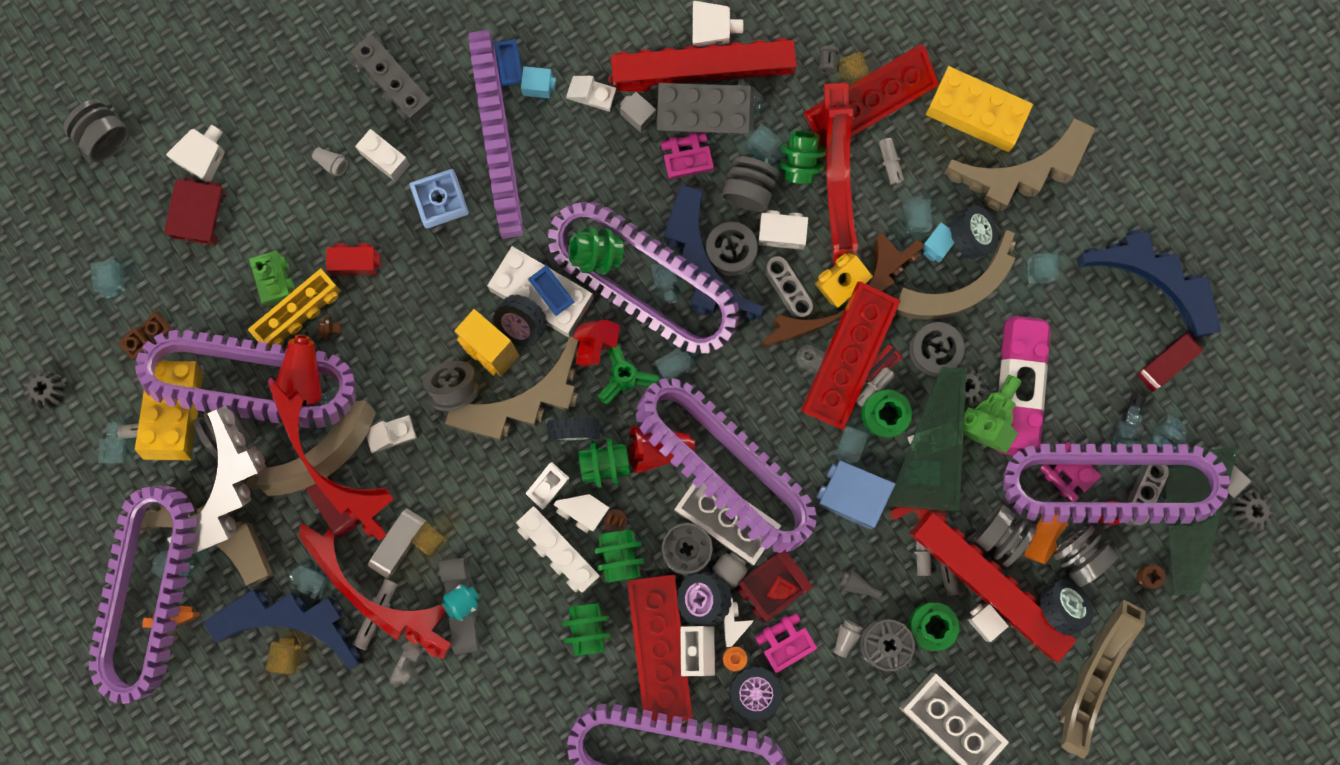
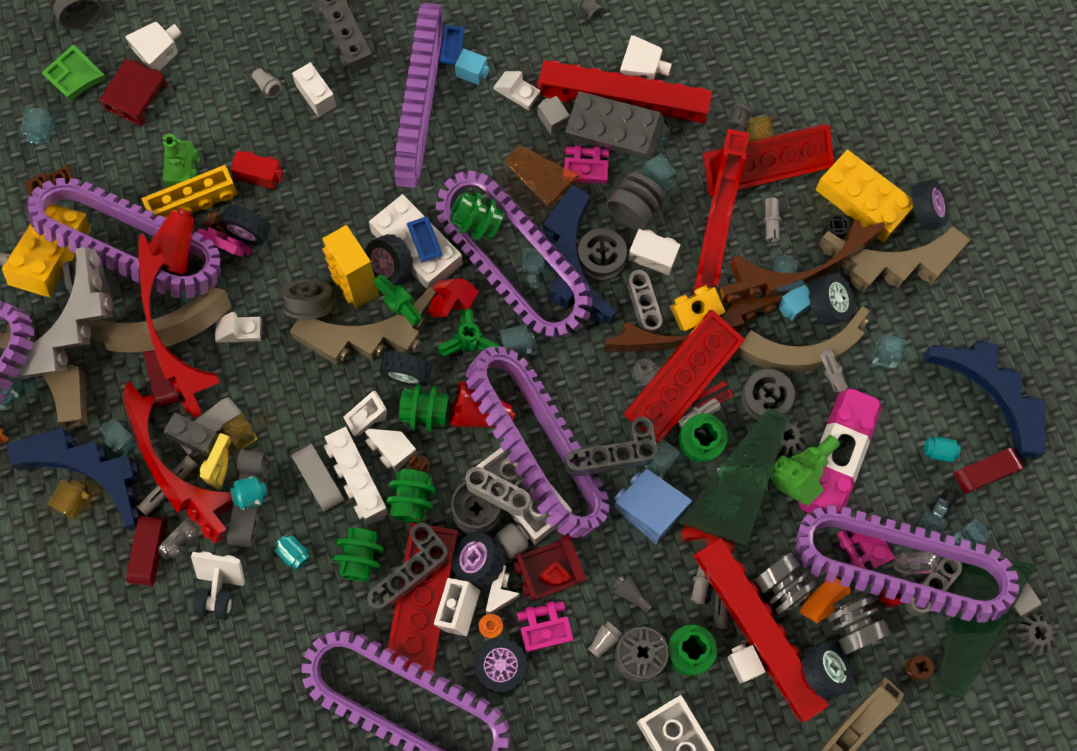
camera: 15 degrees right, 10 degrees down
(124, 209) = (73, 73): none -> bright green plate
(347, 350) = (225, 242): none -> dark pink plate
(362, 325) = (244, 225): none -> black wheel
(377, 684) = (144, 553): none -> dark red beam
(386, 561) = (191, 435): none -> dark grey brick
(418, 588) = (215, 468): none -> light yellow plate
(426, 192) = (340, 133): light blue brick -> none
(457, 715) = (220, 571): none -> white plate
(520, 562) = (317, 477): none -> light grey beam
(520, 643) = (292, 552): none -> teal brick
(546, 362) = (398, 299): none -> green bush
(638, 633) = (404, 572): none -> dark grey beam
(644, 181) = (540, 174): none -> clear orange wing
(717, 528) = (491, 481): none -> light grey beam
(801, 458) = (609, 452): none -> dark grey beam
(802, 156) = (690, 190): green piece -> none
(892, 236) = (754, 280): none -> reddish brown slope
(953, 154) = (841, 228): none -> black wheel
(995, 306) = (833, 371): none -> light grey axle
(1046, 102) = (930, 204): none -> black wheel
(1119, 353) = (942, 449): none -> teal brick
(1123, 477) = (916, 563): none -> clear plate

